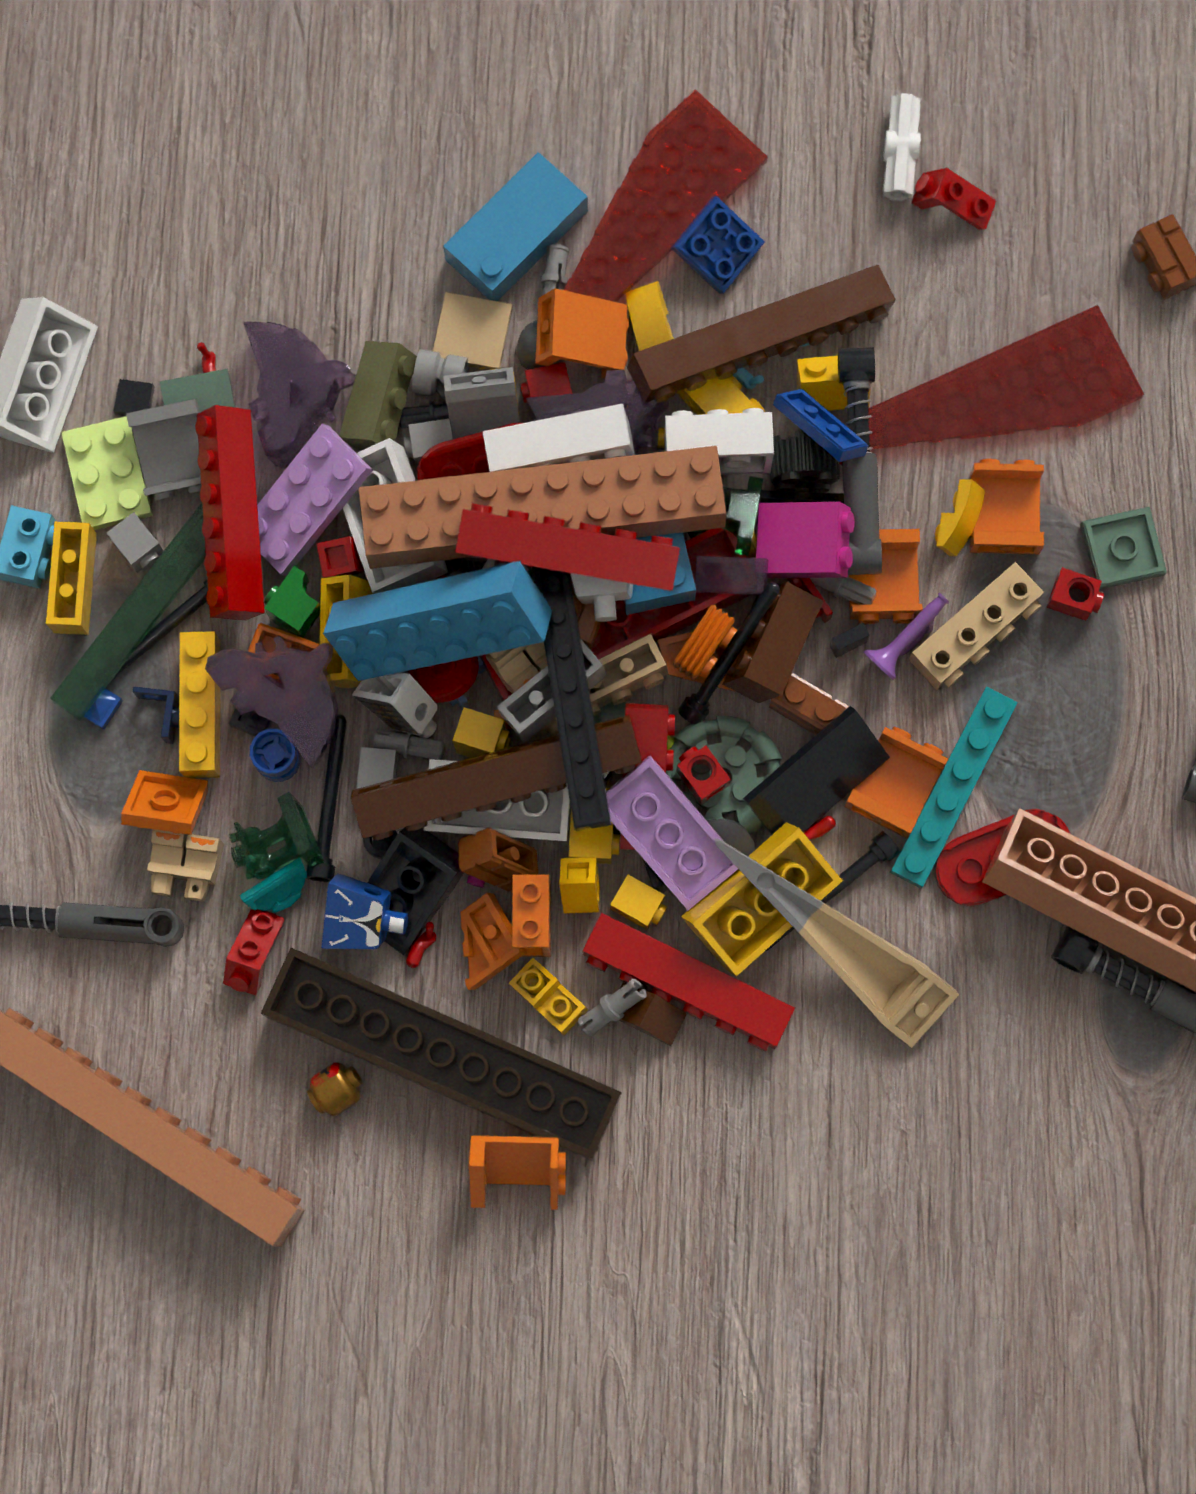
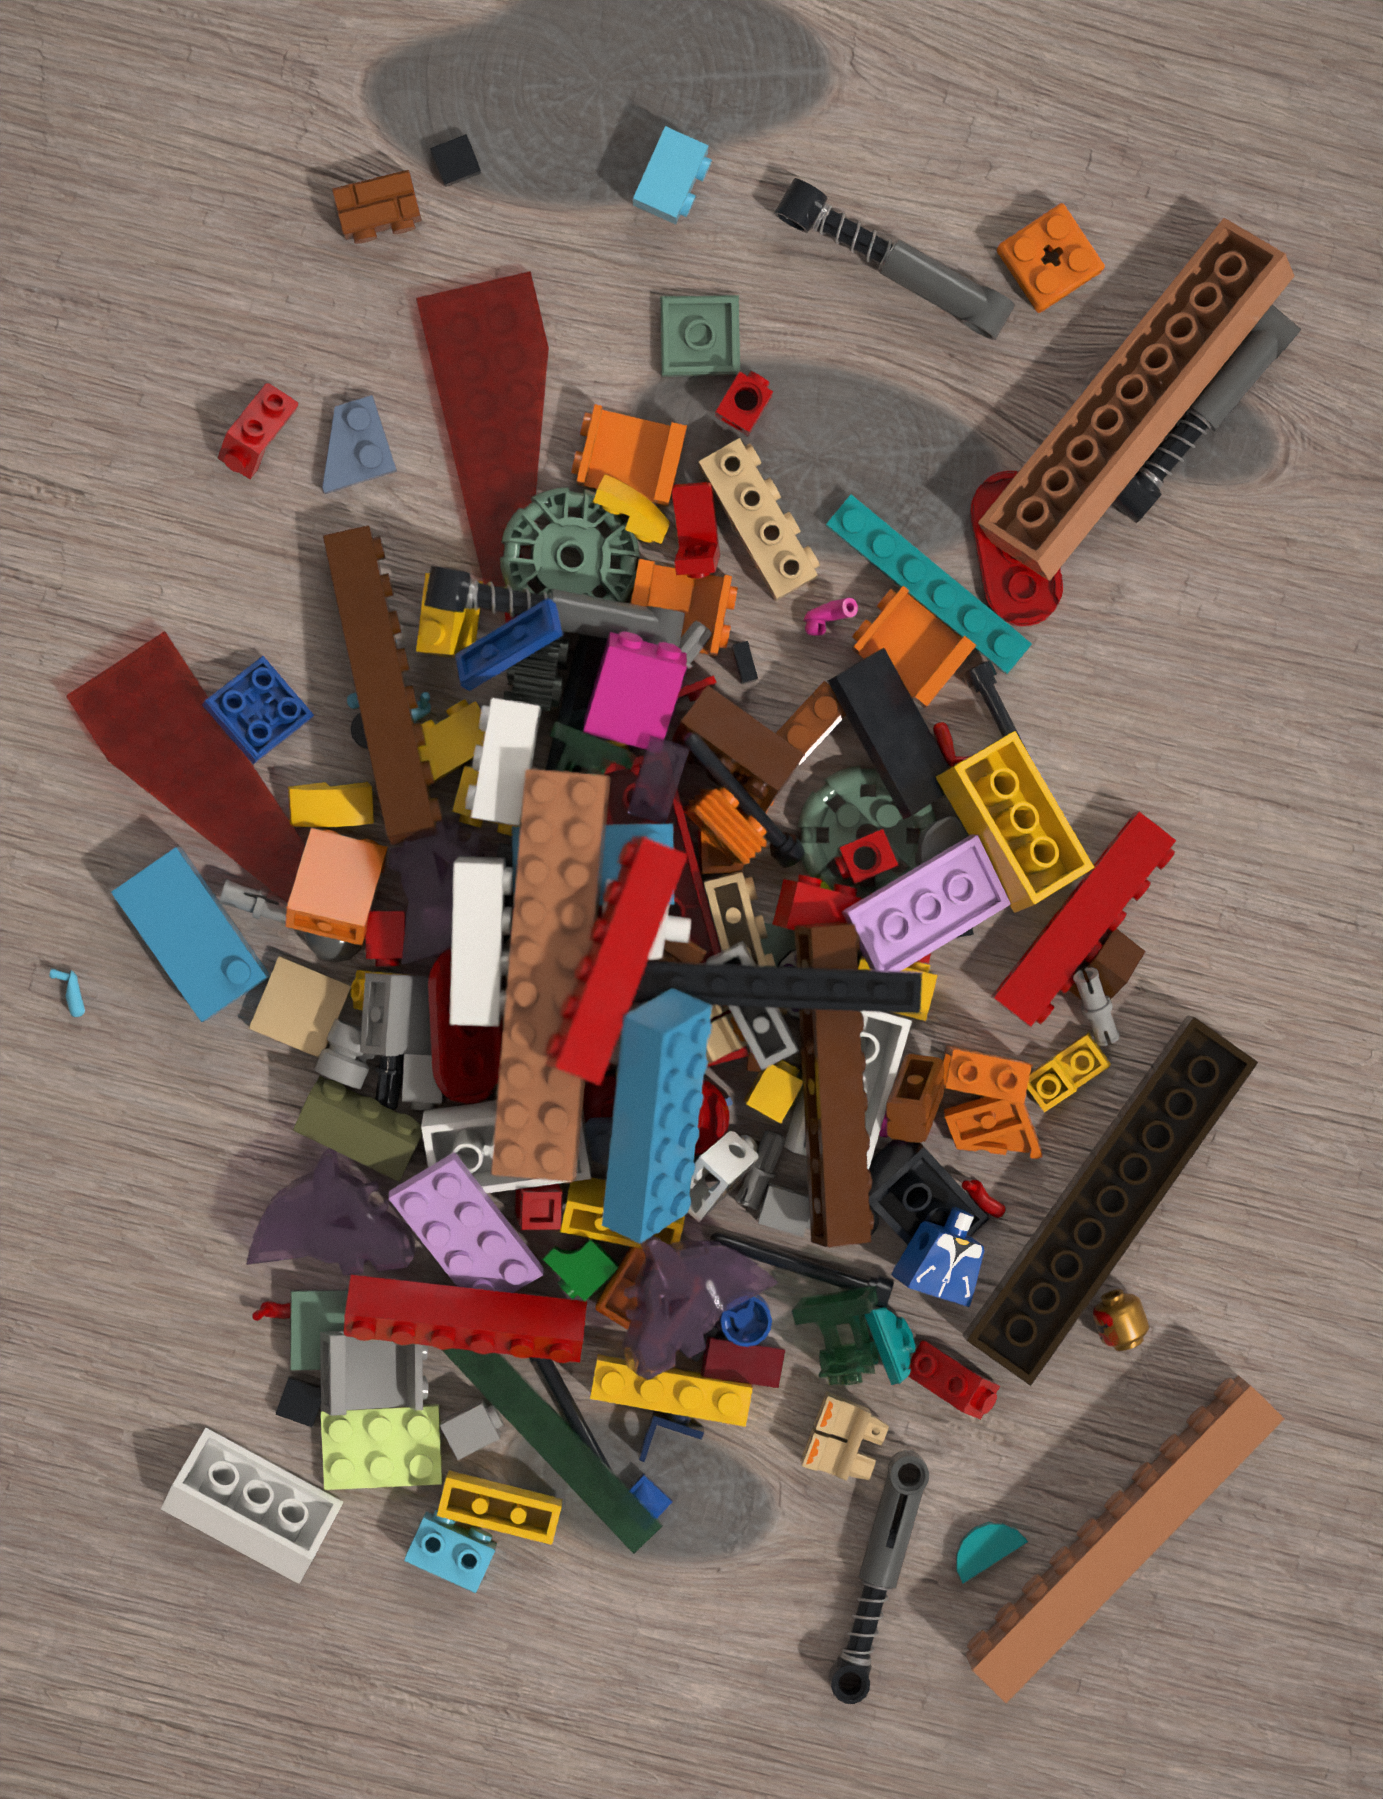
camera: 85 degrees left, 10 degrees up
(109, 1011) = (986, 1546): none -> teal tile
(164, 802) = (774, 1448): orange plate -> none
(235, 766) = (741, 1364): none -> dark red tile
(446, 147) = (73, 993): none -> medium azure piece
(516, 1163) = (1240, 1144): orange panel -> none
(579, 885) = (957, 1014): yellow brick -> none
(639, 903) = (988, 954): yellow brick -> none
(887, 980) = (1127, 707): tan plate -> none
(901, 147) = (183, 475): white piece -> none
(909, 704) = (831, 611): none -> dark pink arm
(922, 624) = (774, 627): medium lavender piece -> none
(926, 464) = (574, 533): none -> sand green plate
(956, 574) = (696, 530): none -> red bracket
(959, 283) = (356, 446): none -> sand blue wing

